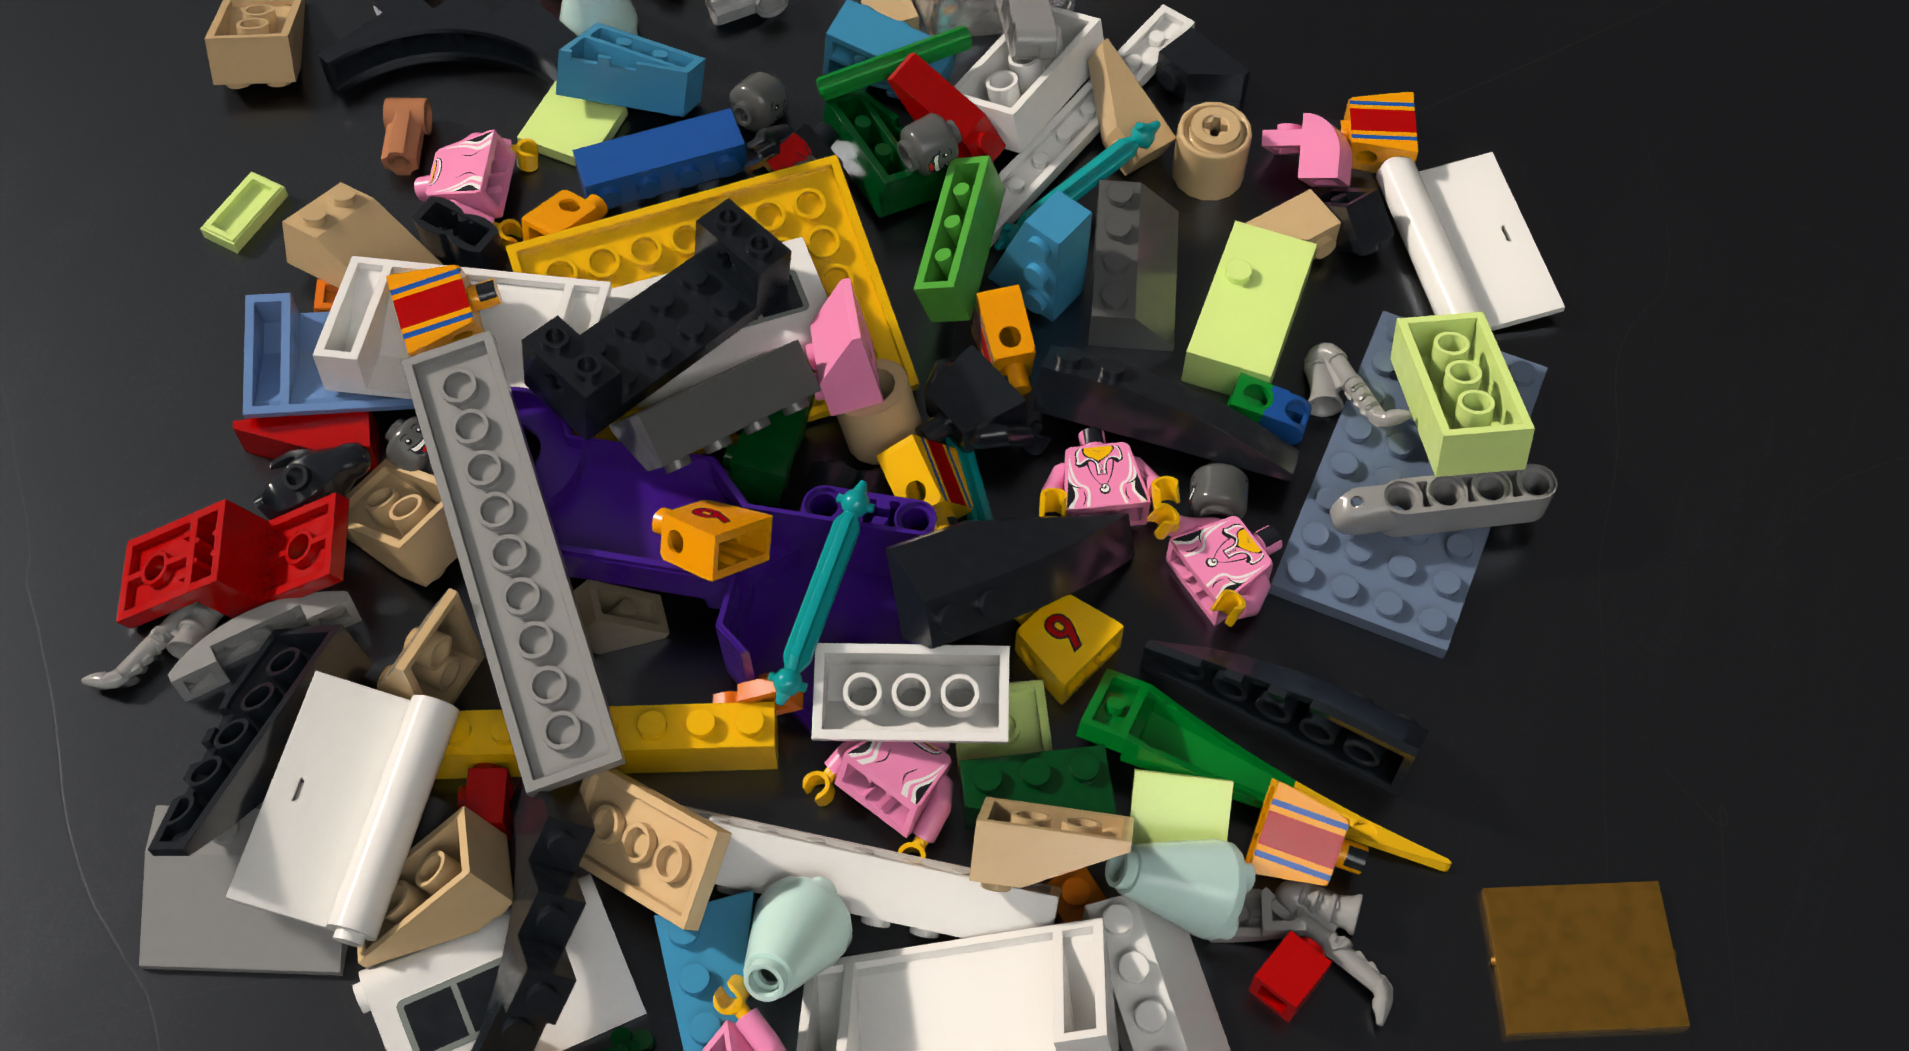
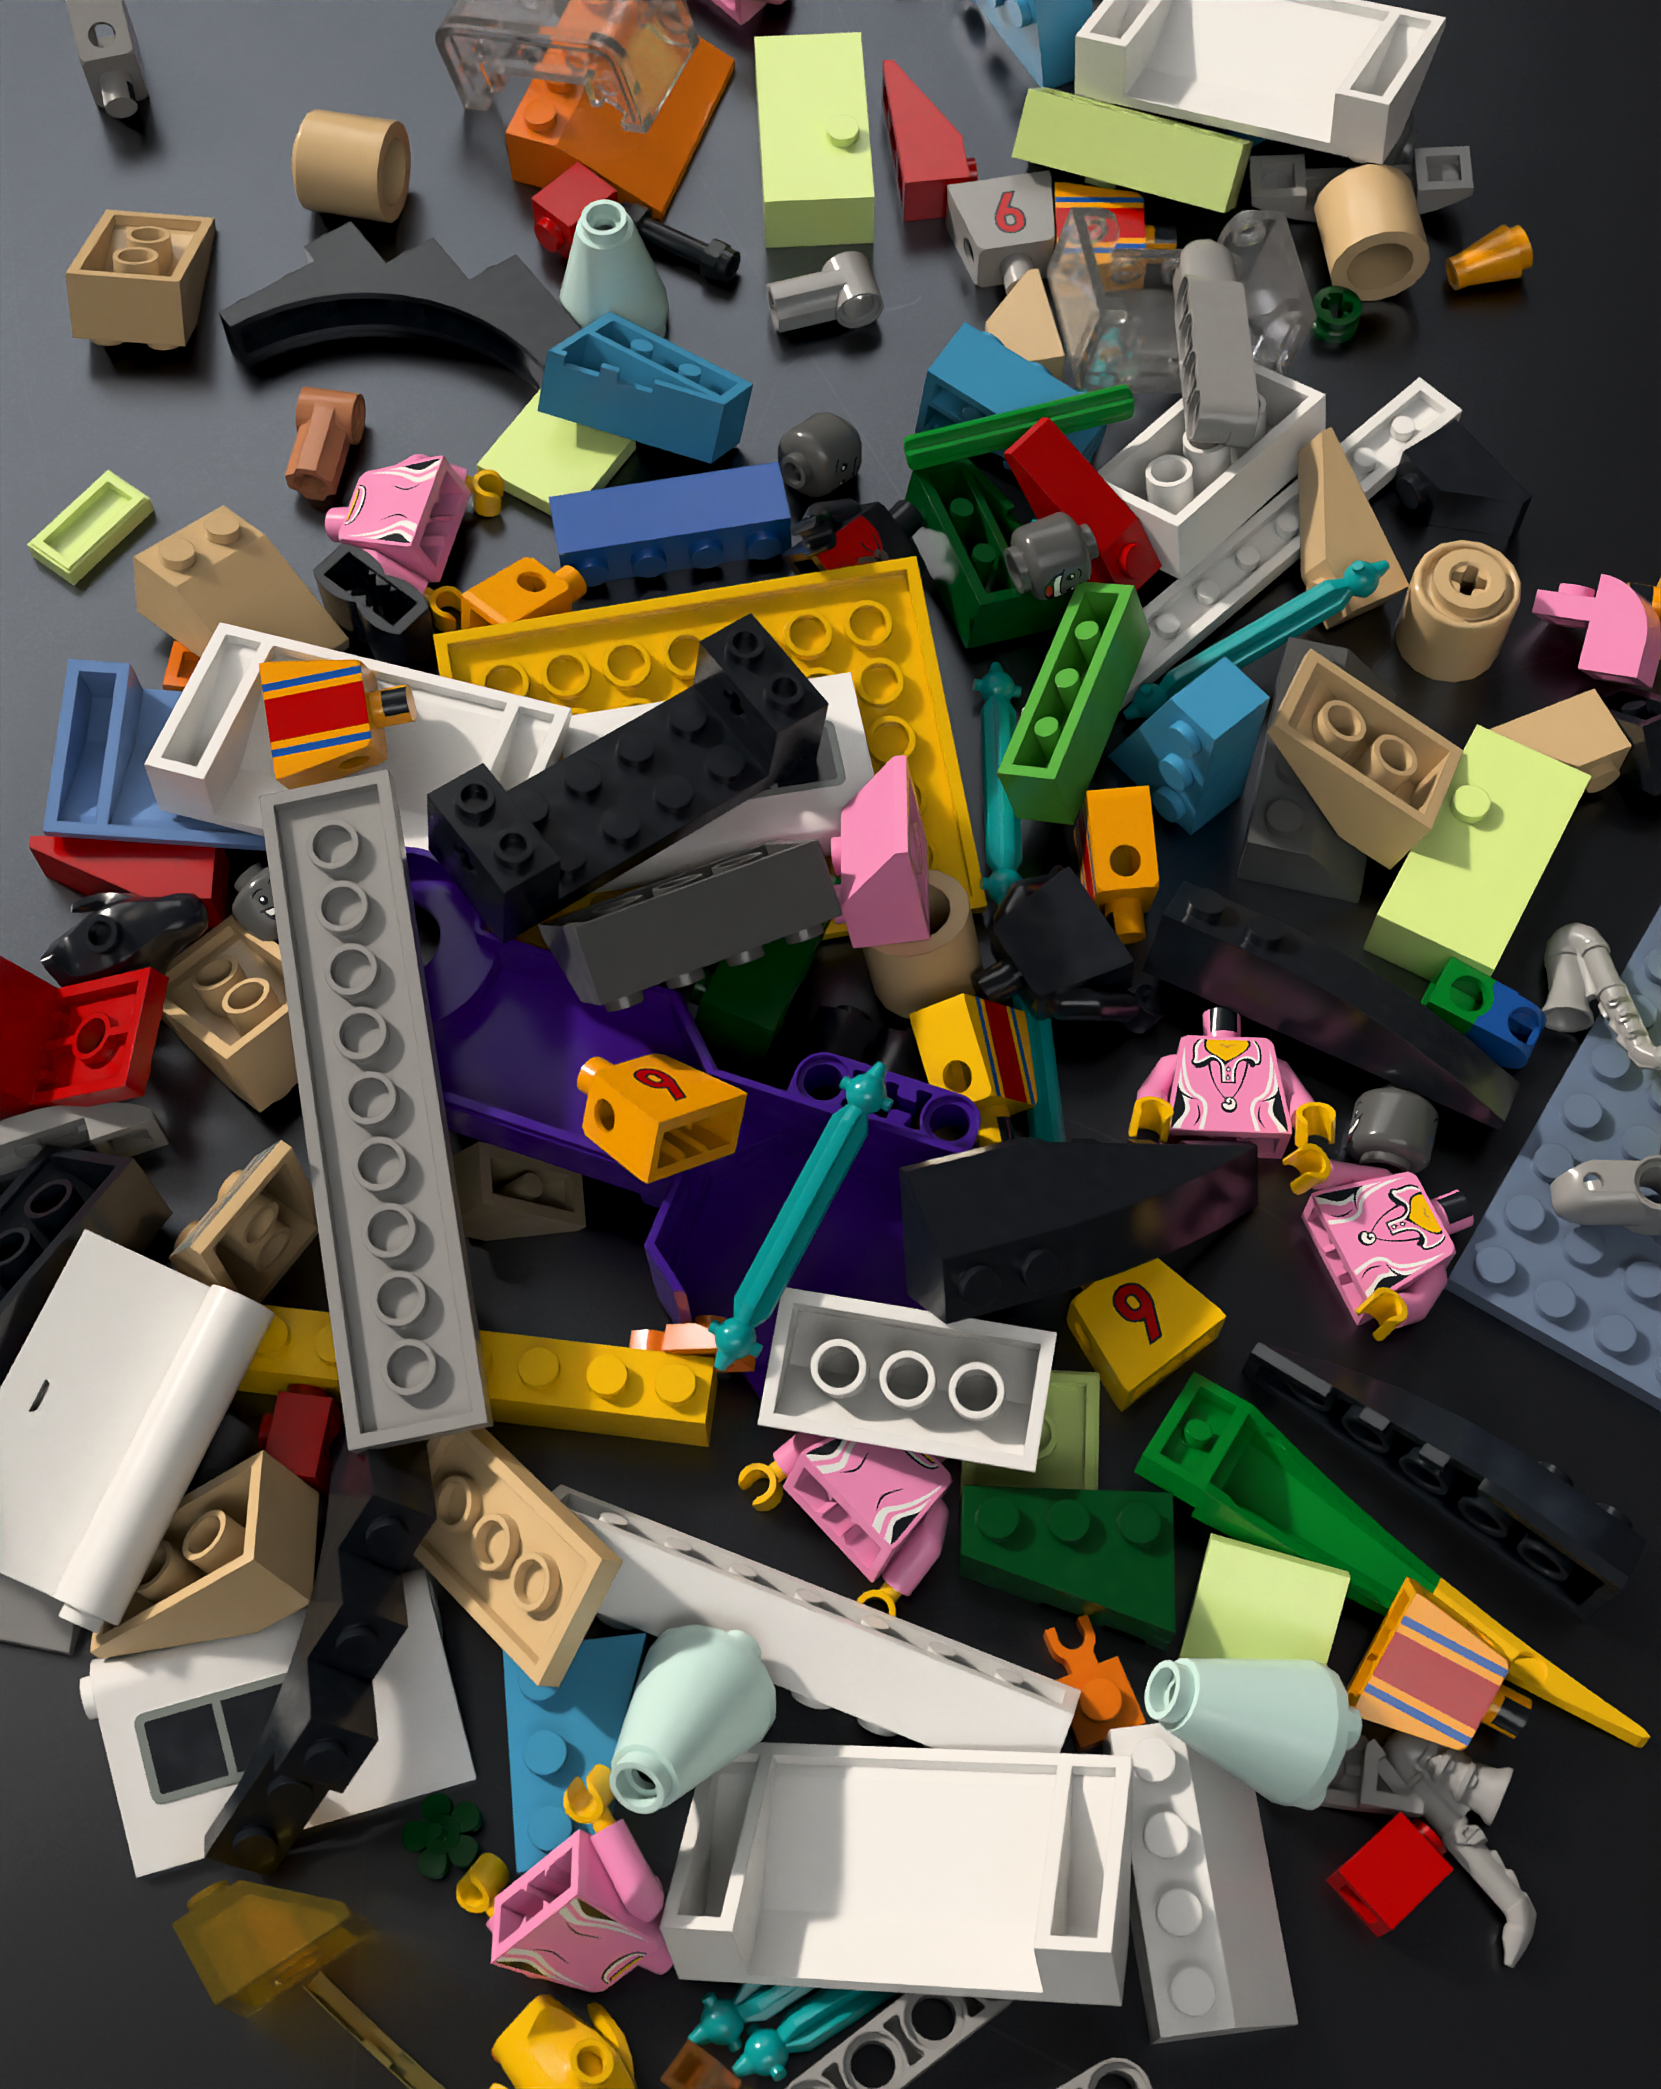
camera: 10 degrees right, 5 degrees up
(921, 328) = (1001, 825): none -> teal wheel
(1035, 842) = (1065, 1634): tan slope -> none
(1161, 251) = (1363, 759): none -> tan slope

